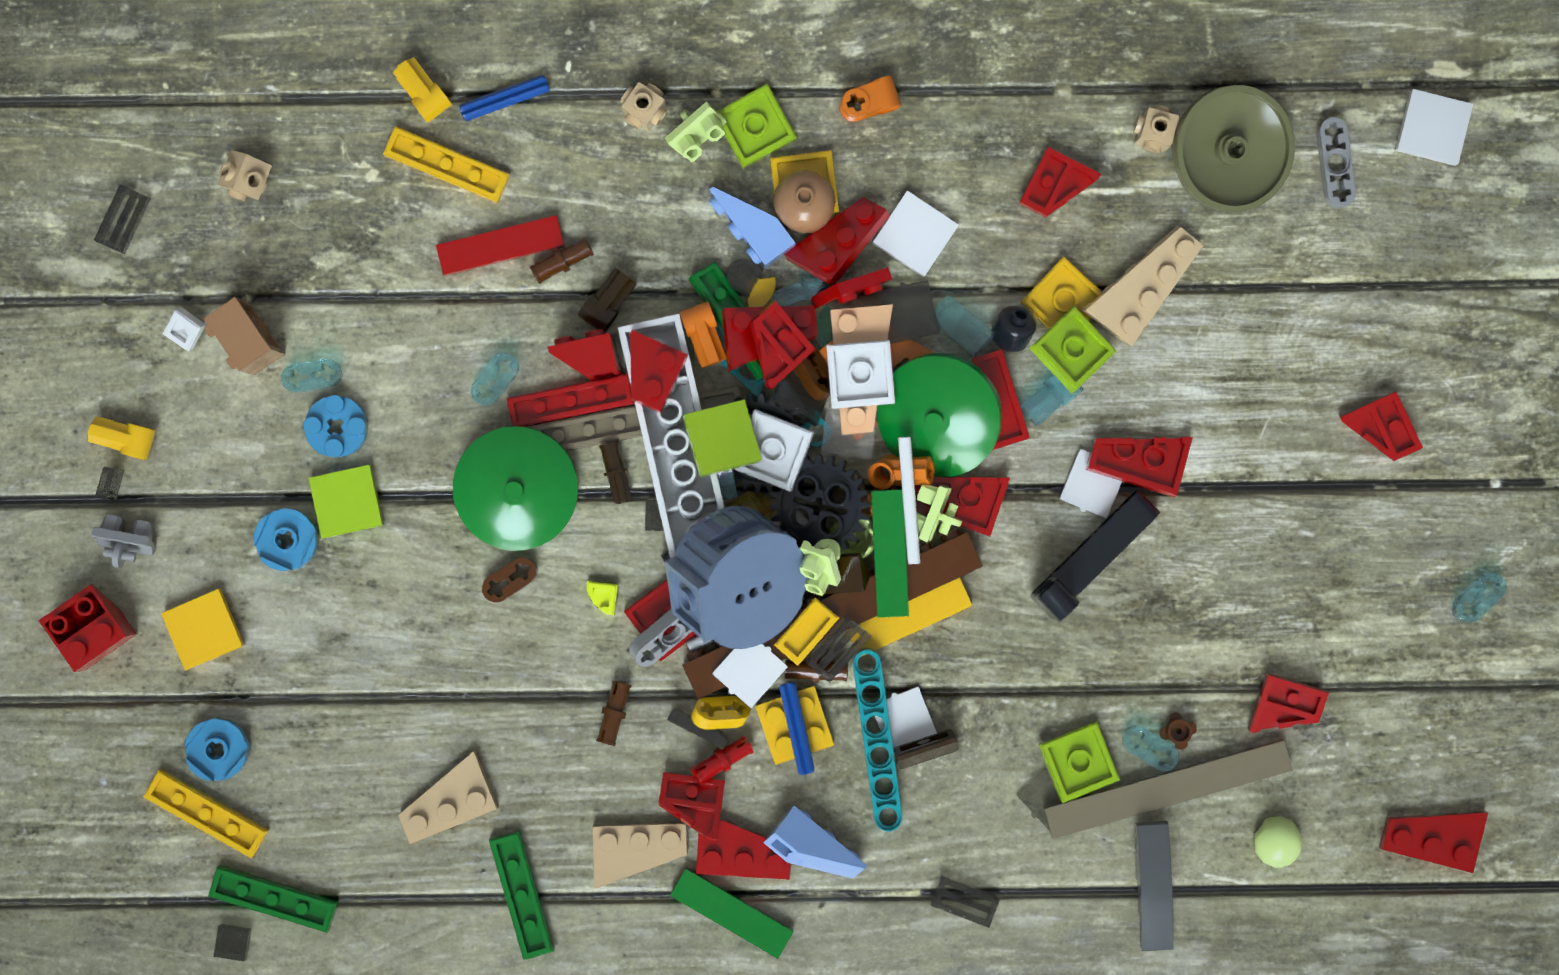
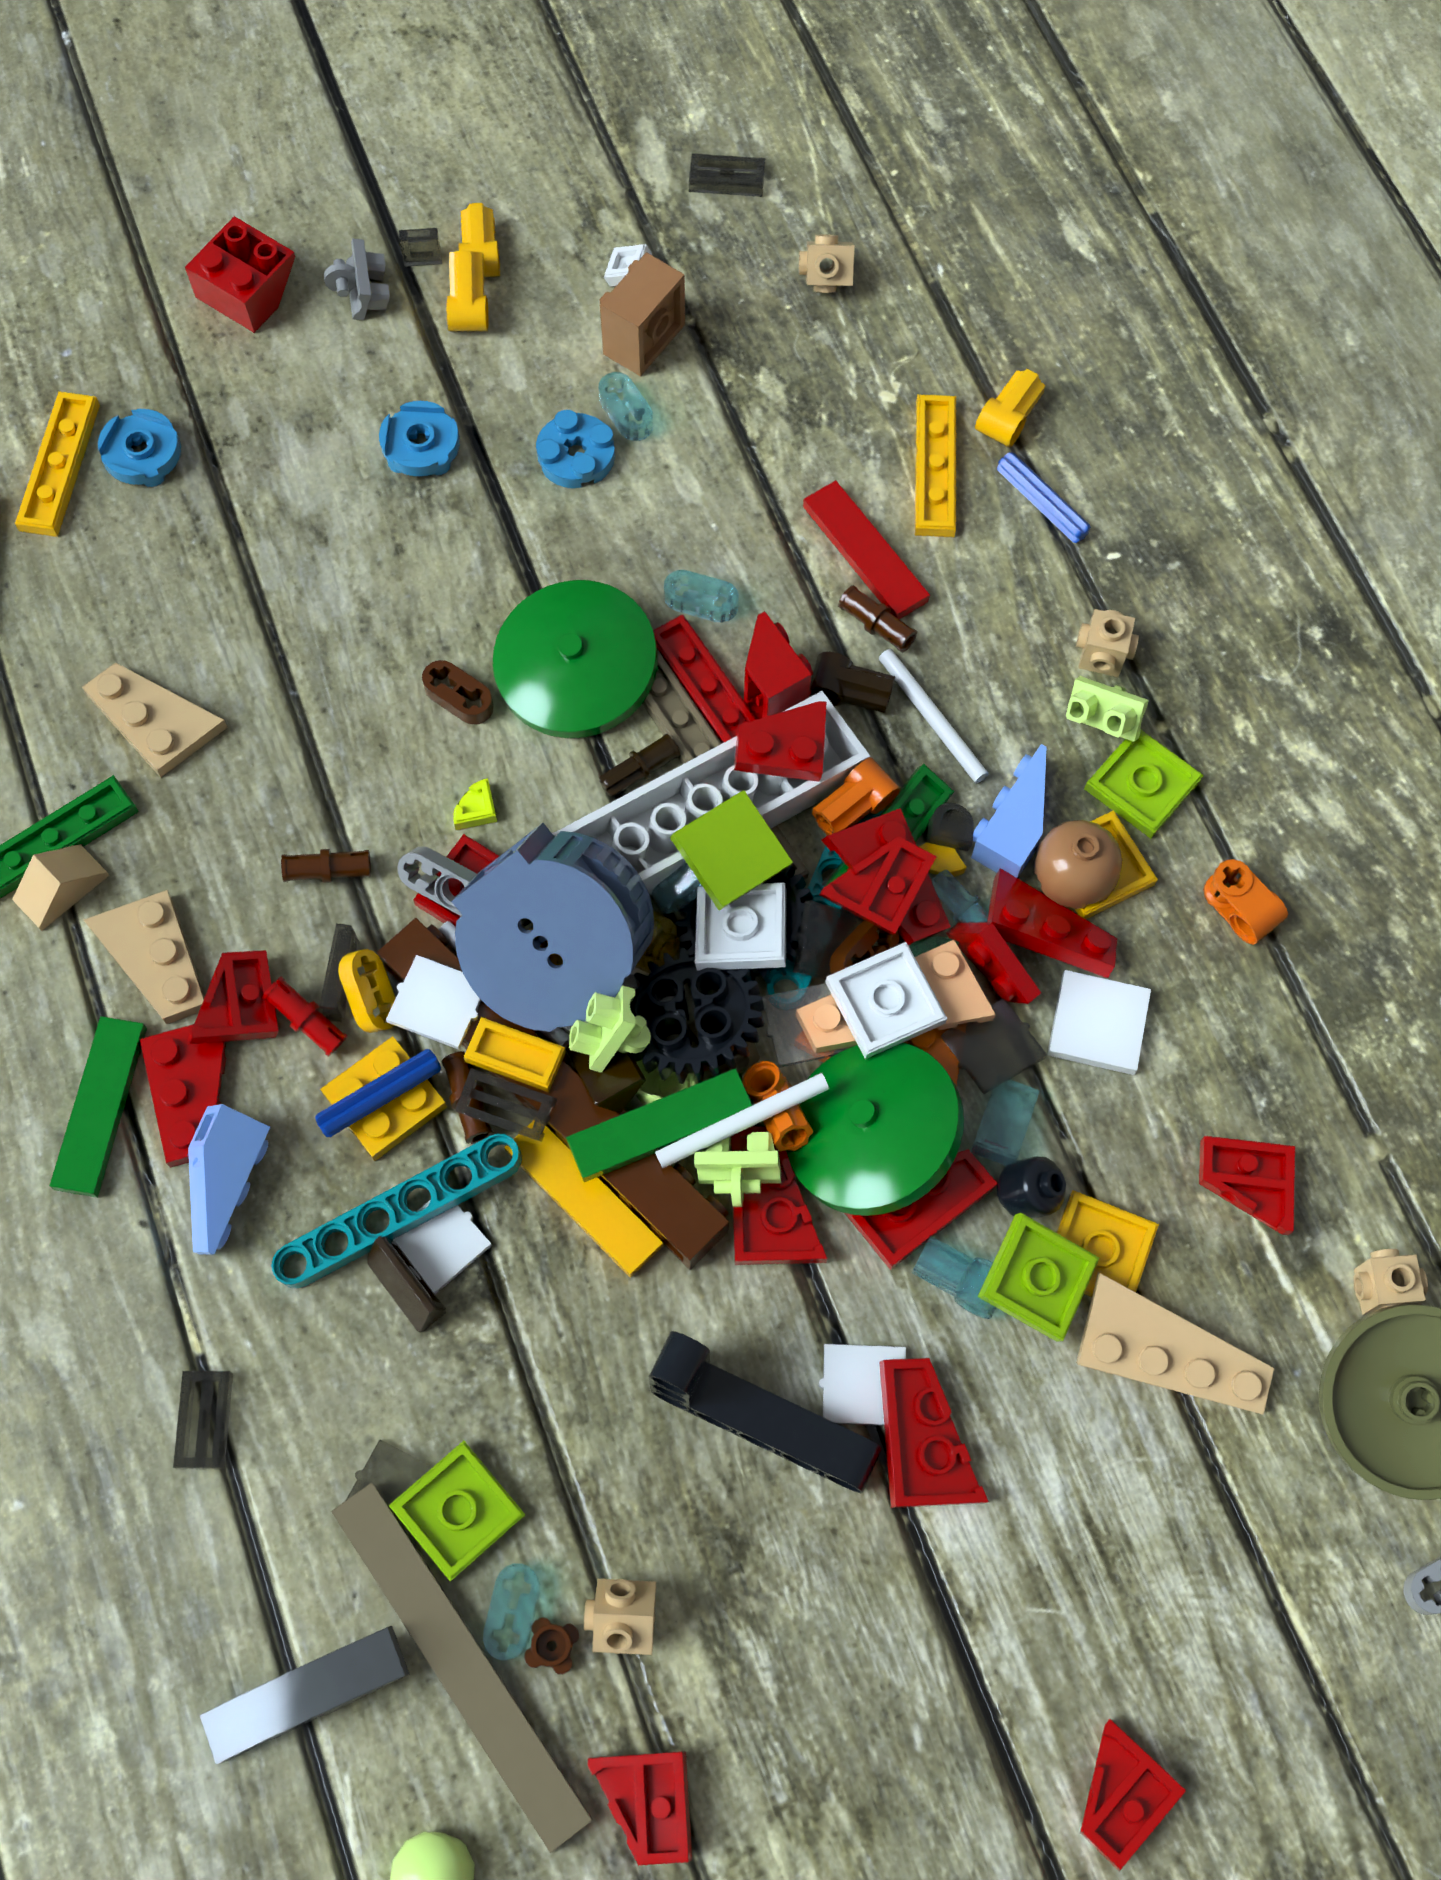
camera: 65 degrees right, 20 degrees down
(176, 464) = (467, 303): none -> yellow piece
(202, 629) = (281, 391): yellow tile -> none
(346, 501) = (489, 488): lime tile -> none
(558, 899) = (56, 883): none -> tan slope
(650, 251) = (933, 716): none -> white bar
(1180, 683) = (622, 1616): none -> tan brick

